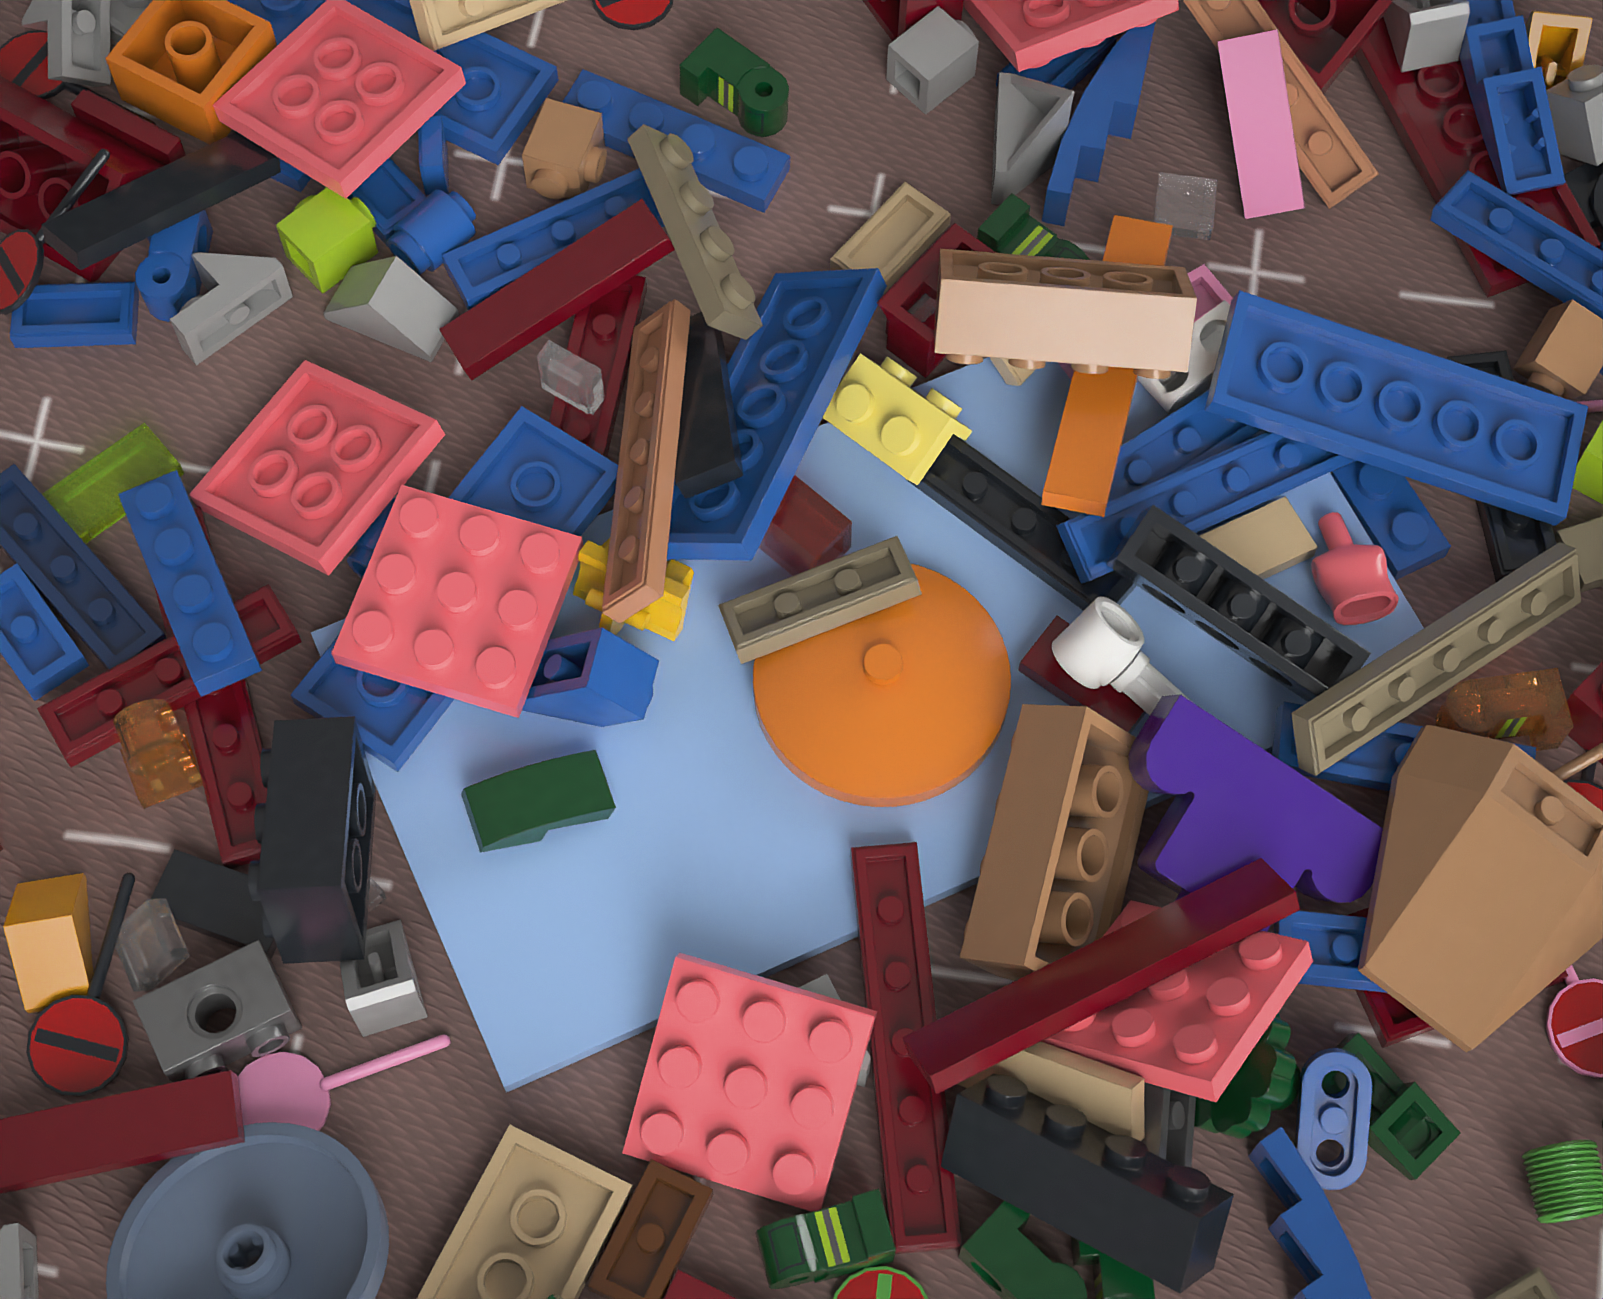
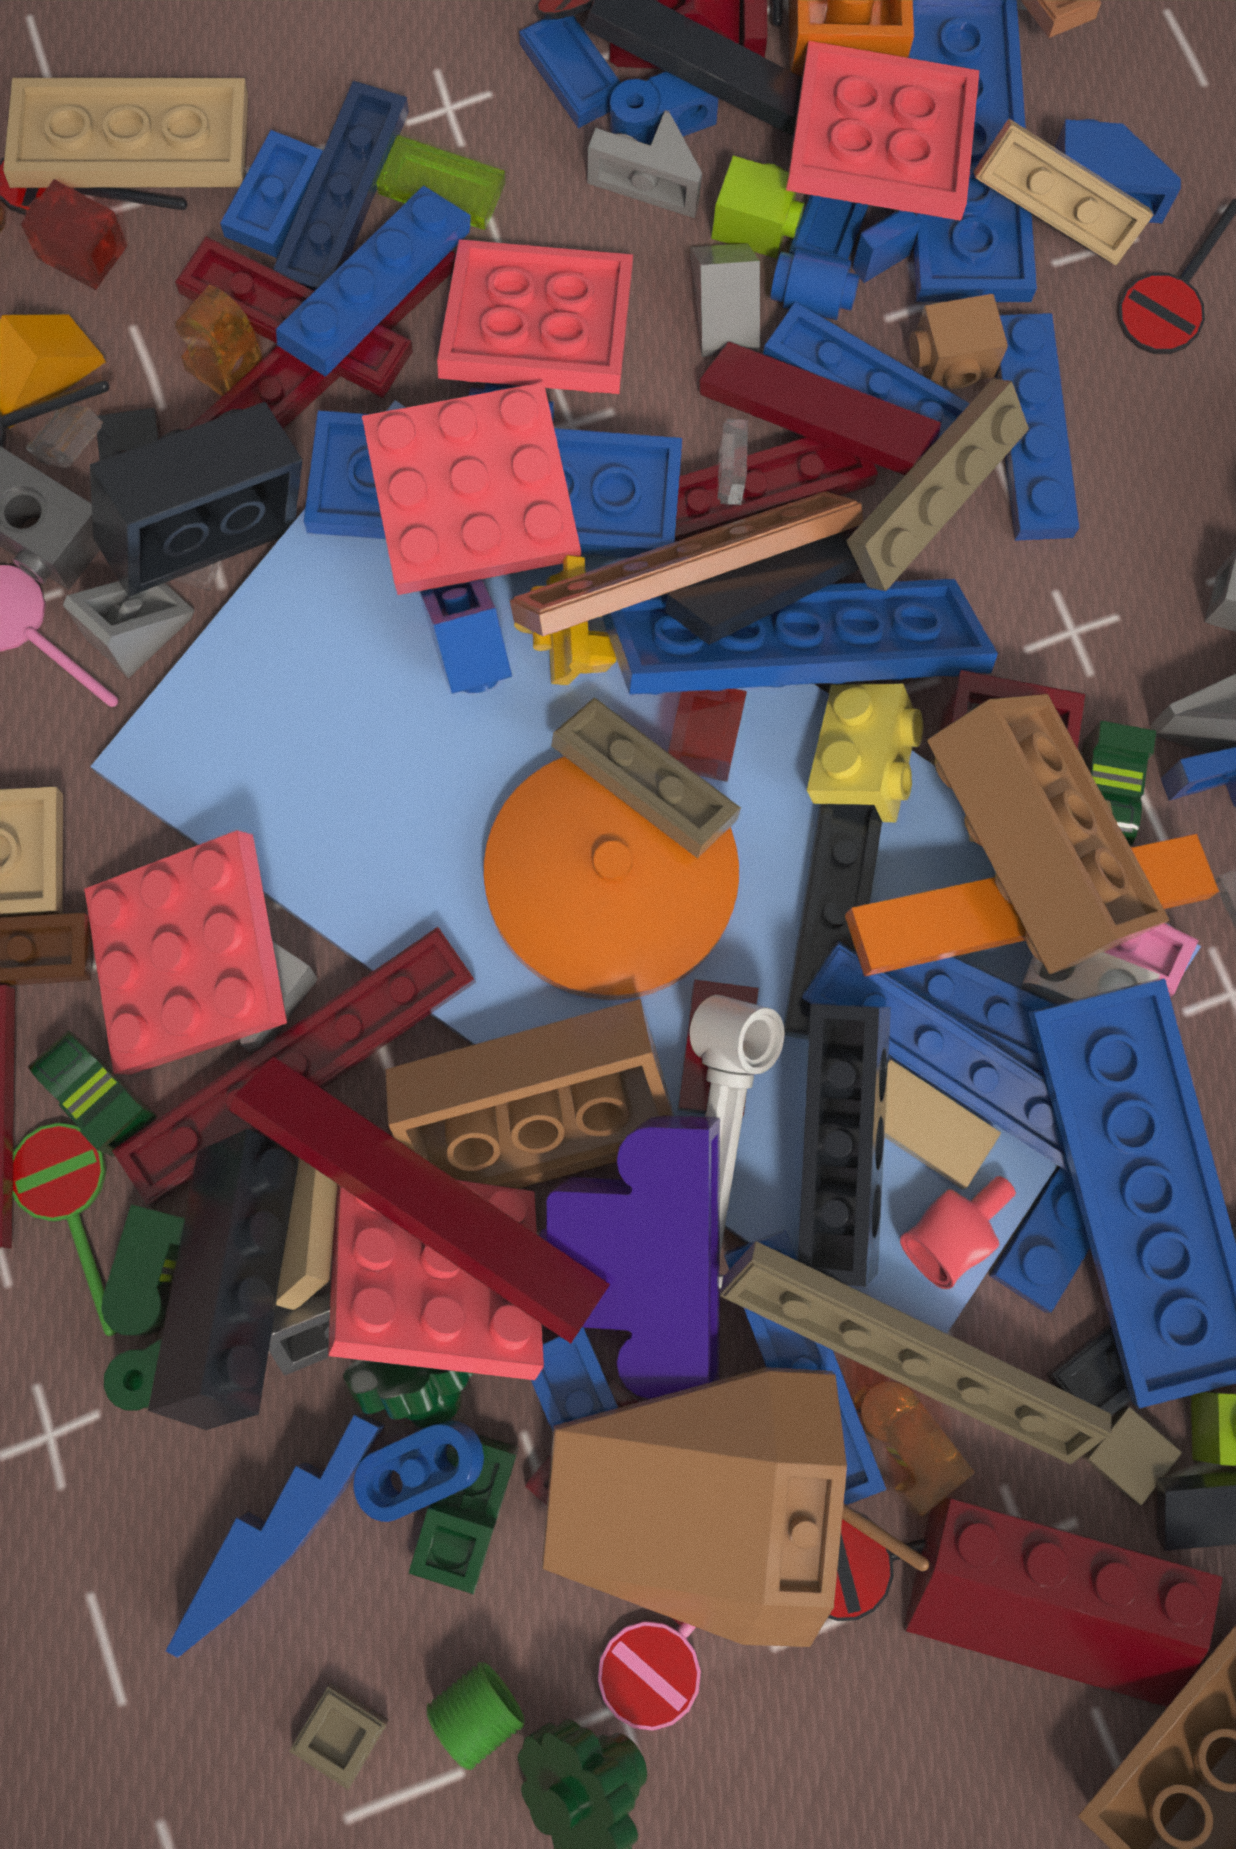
camera: 55 degrees right, 10 degrees up
(537, 798) = (340, 653): dark green slope -> none
(737, 82) = (1126, 443): dark green leg -> none
(894, 235) = (1054, 657): tan tile -> none

